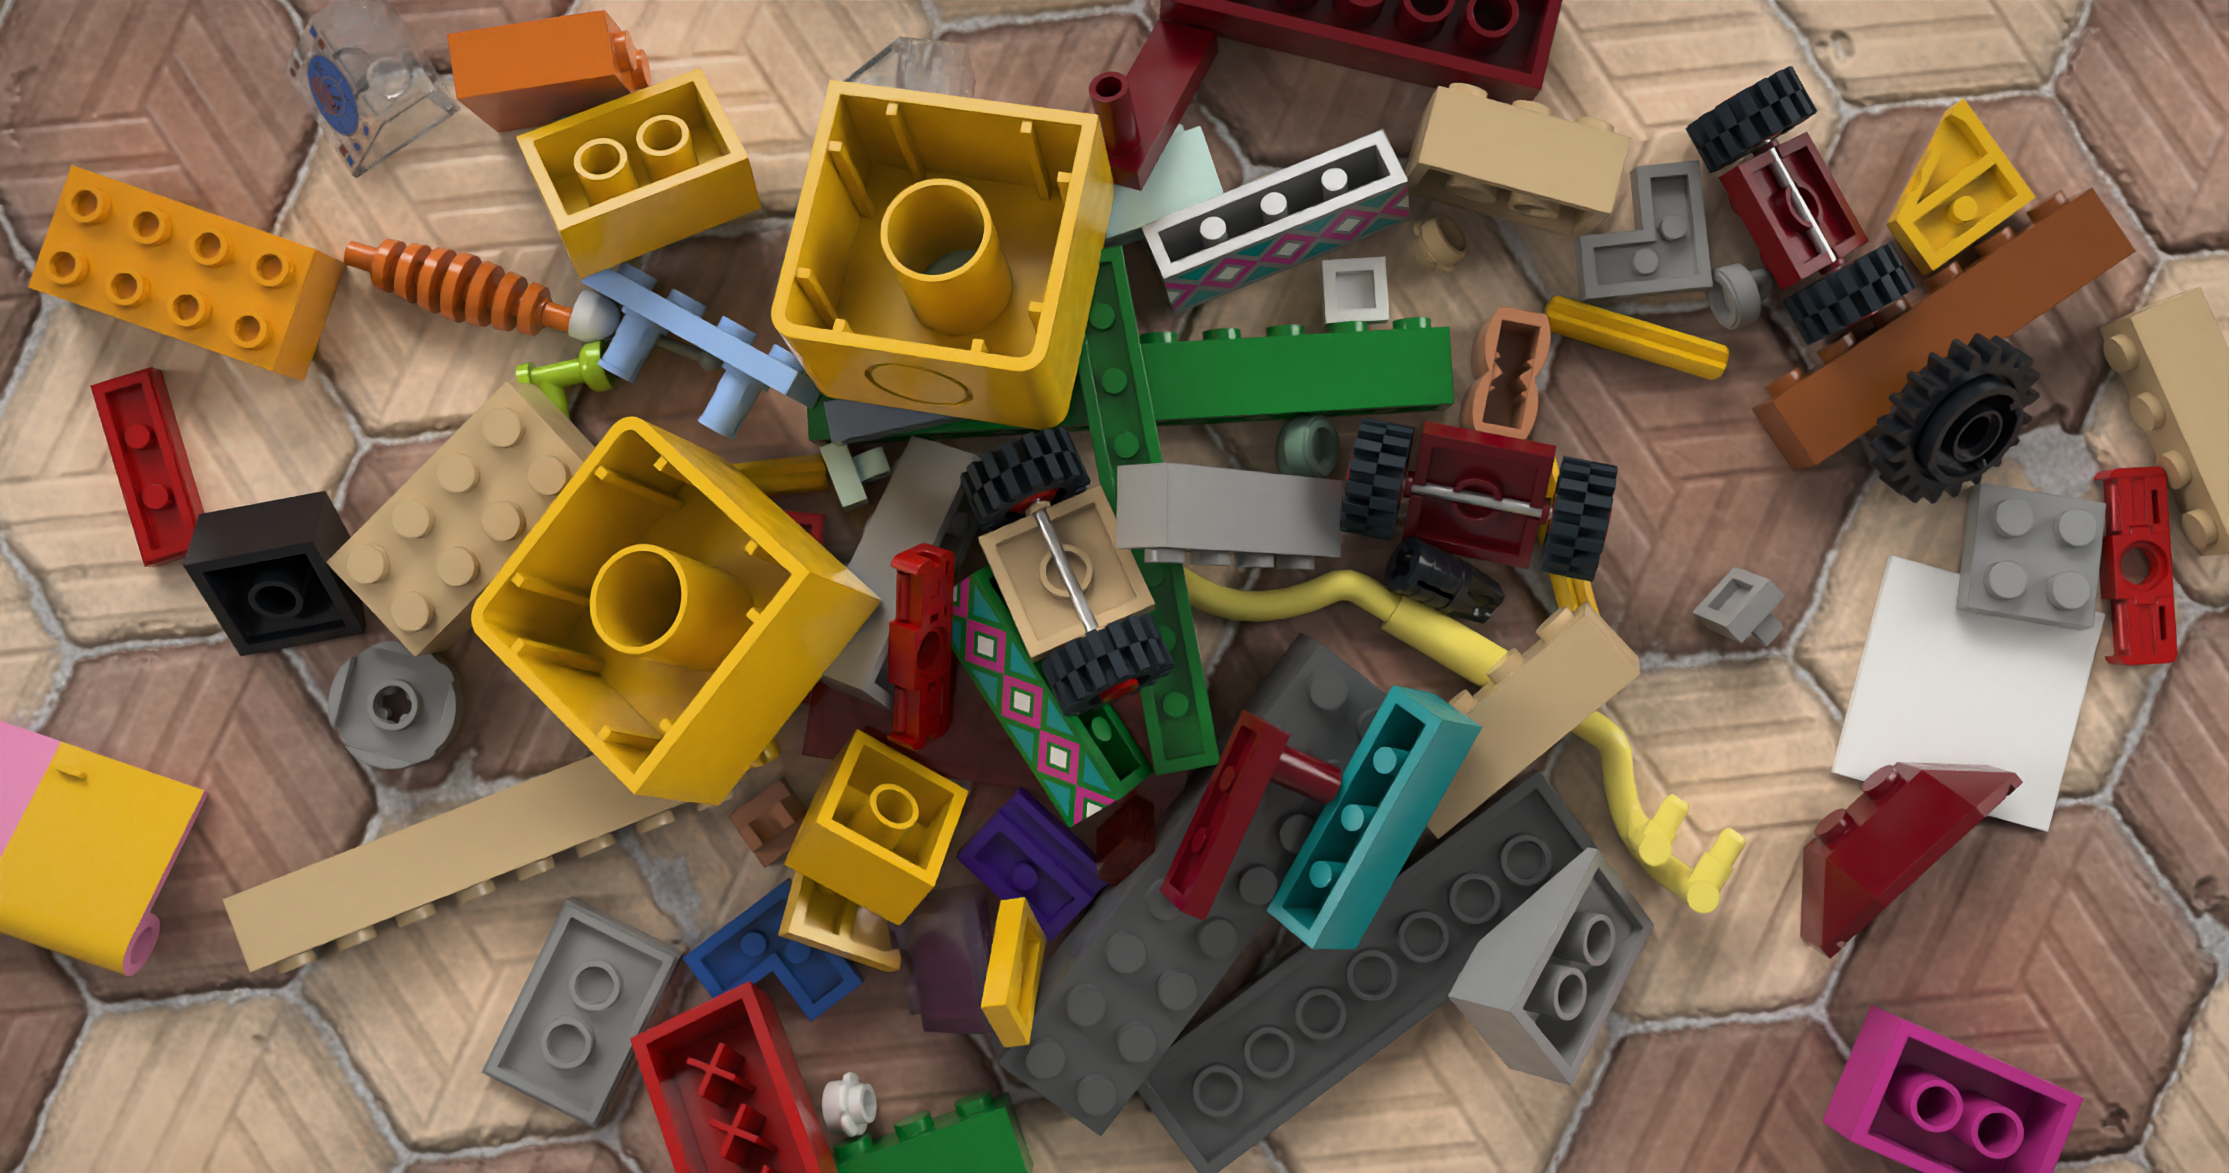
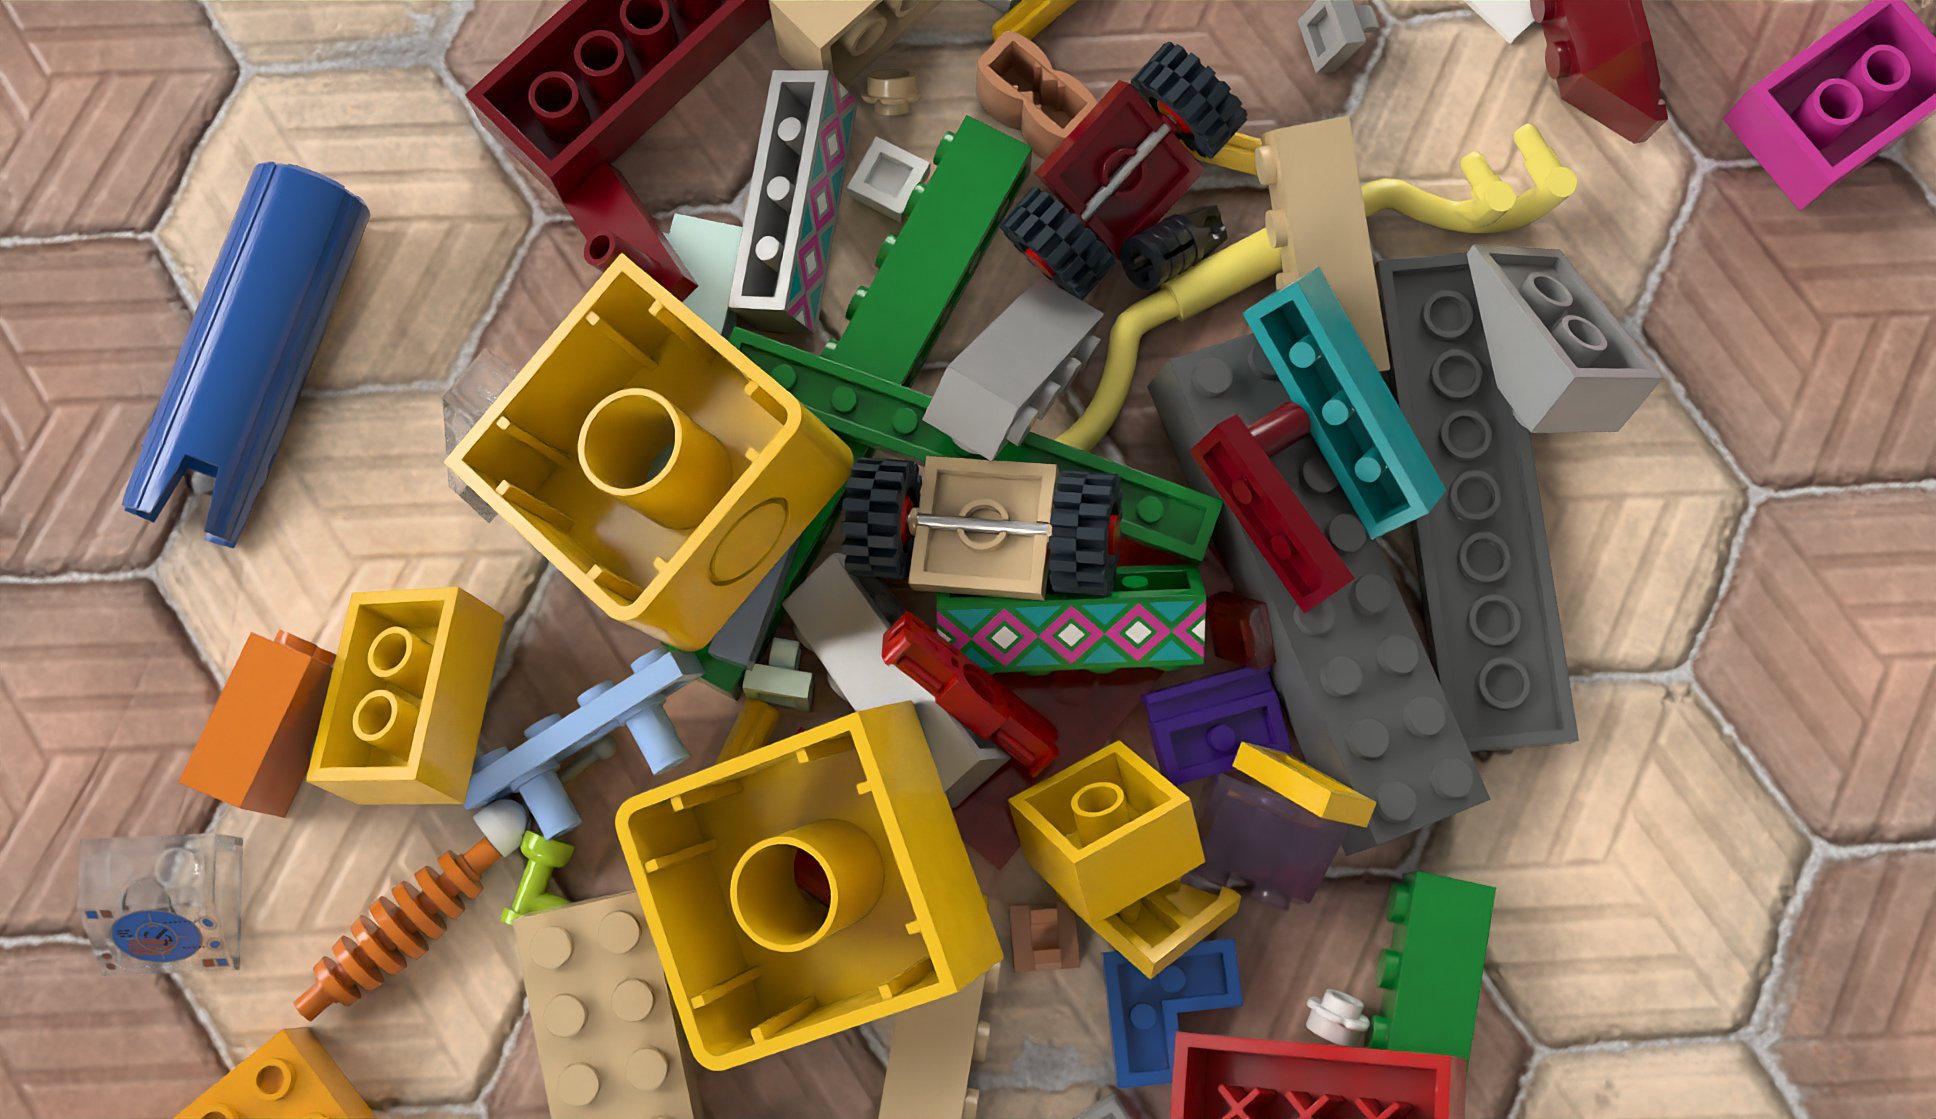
camera: 60 degrees left, 10 degrees down
(1307, 447) = (991, 286): sand green tile -> none

